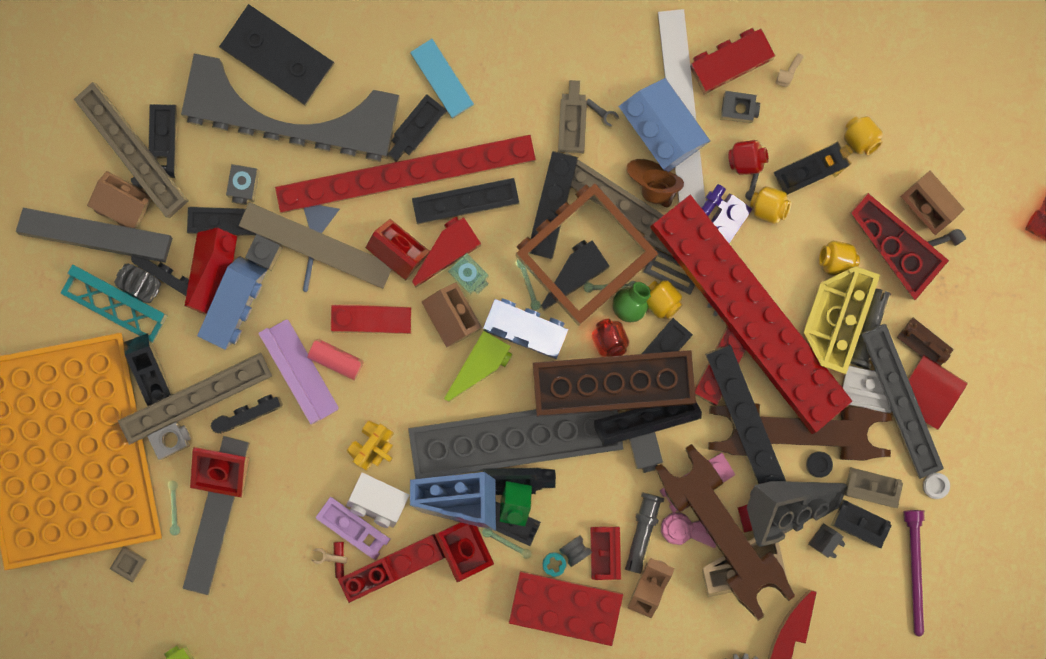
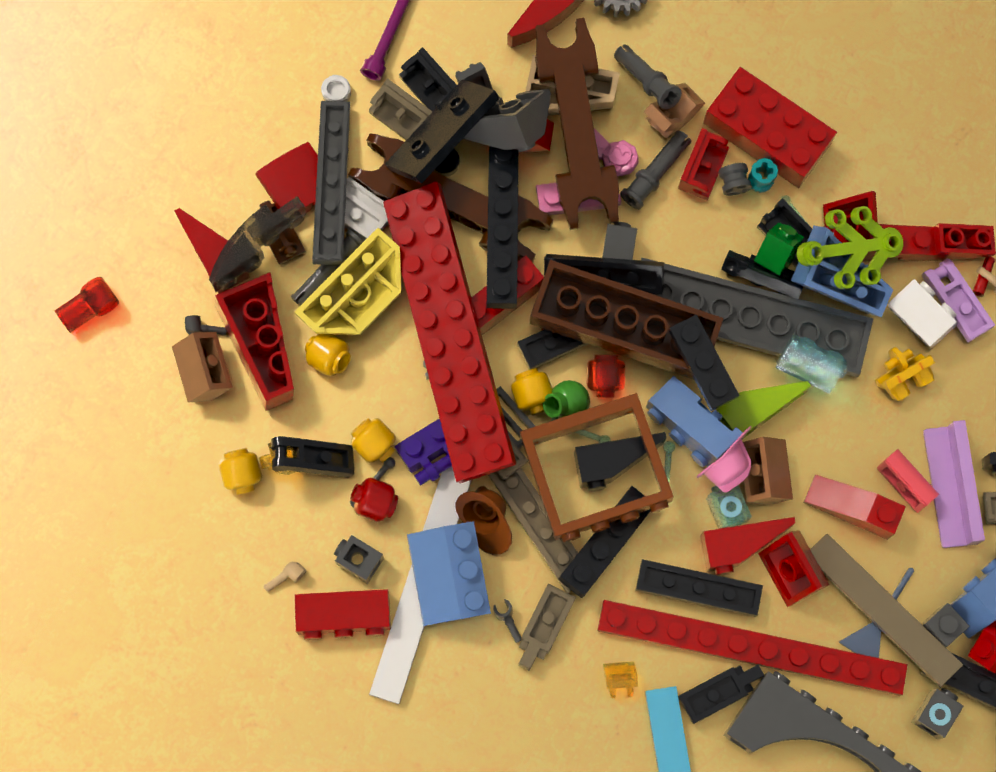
camera: 155 degrees left, 10 degrees down
(450, 416) = (812, 363): none -> clear light blue bracket
(454, 519) = (857, 247): none -> lime plant
(480, 300) = (731, 467): none -> bright pink piece
(498, 105) = (620, 676): none -> clear yellow tile
(537, 370) = (703, 362): none -> black plate
(676, 600) = (654, 82): none -> dark grey pin
(831, 476) = (442, 131): none -> black plate
(944, 307) = (244, 248): none -> clear smoke slope
(965, 300) = (205, 242): none -> red slope

